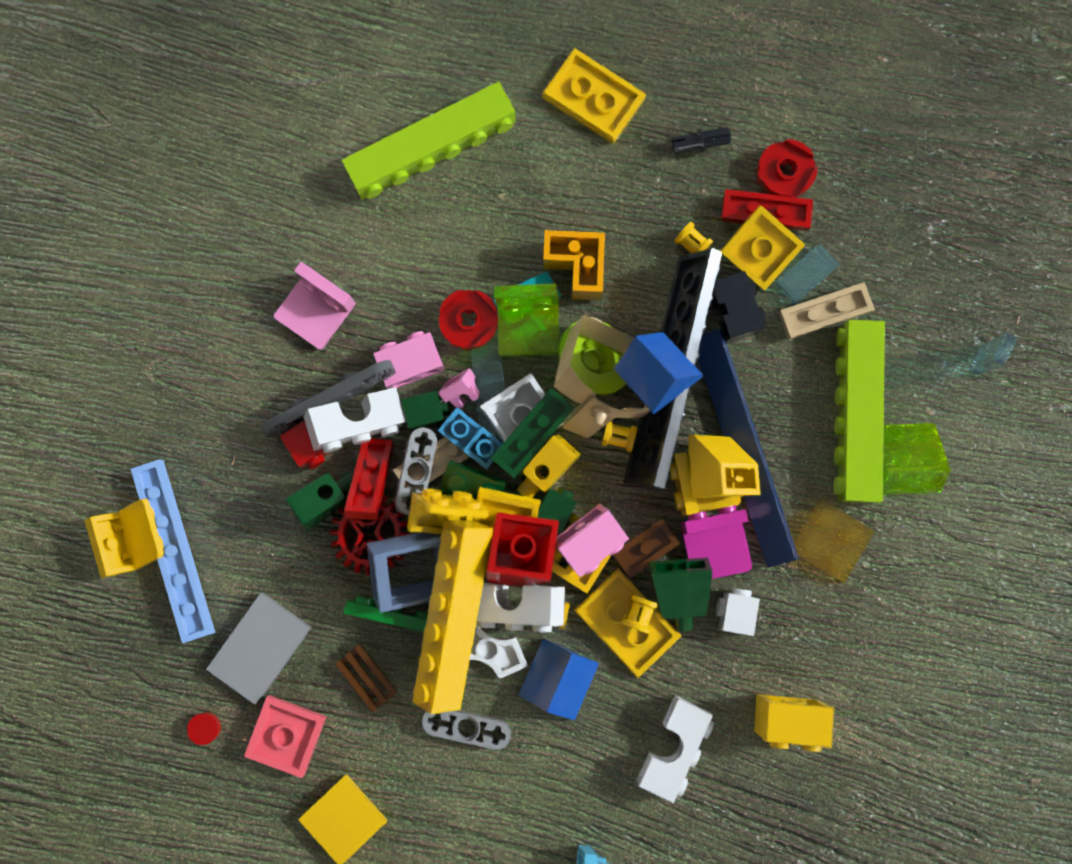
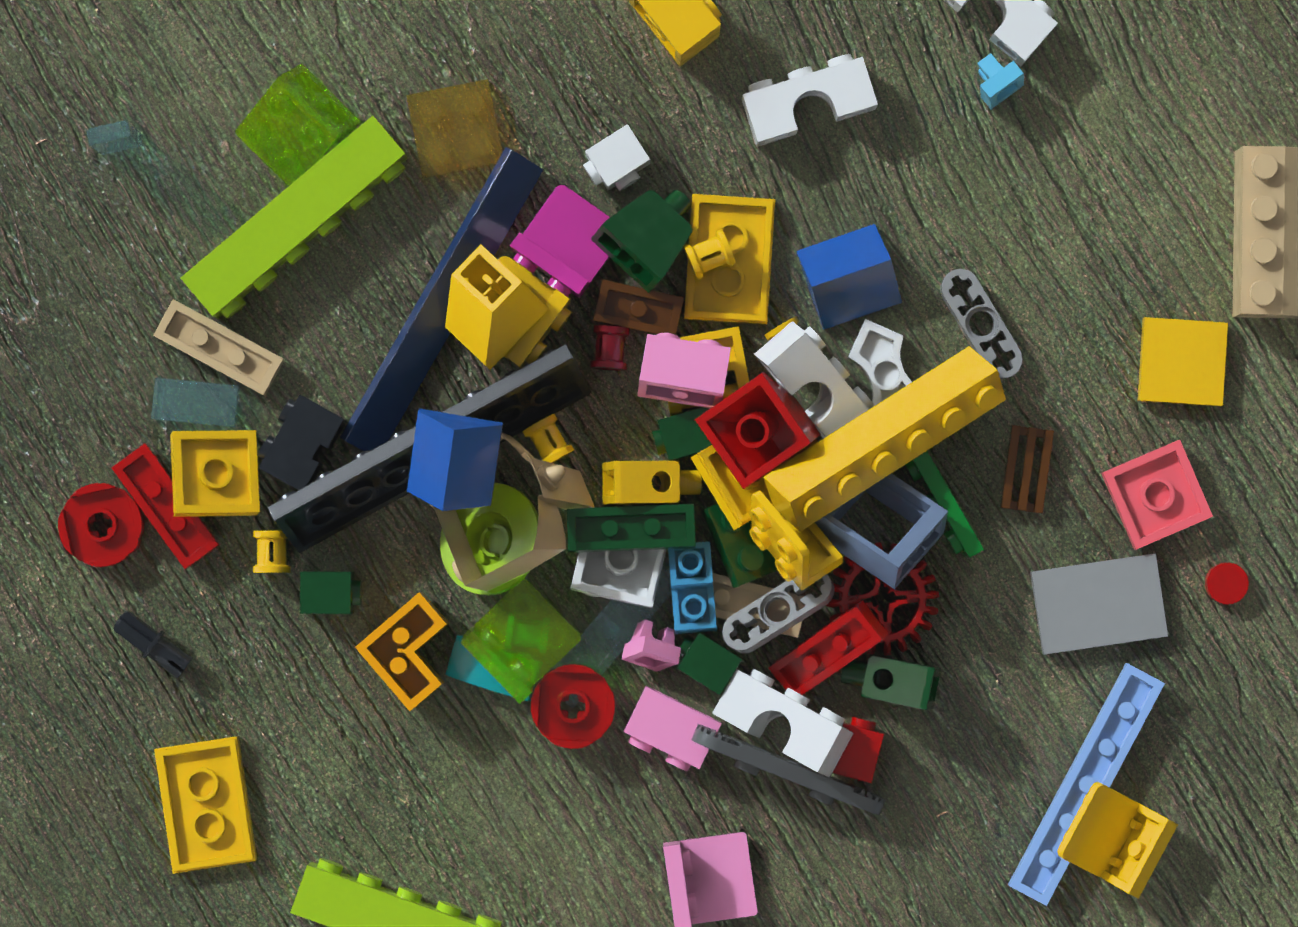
camera: 135 degrees left, 5 degrees up
(638, 514) = (609, 348): none -> dark red bush
(645, 250) = (329, 592): none -> dark green brick

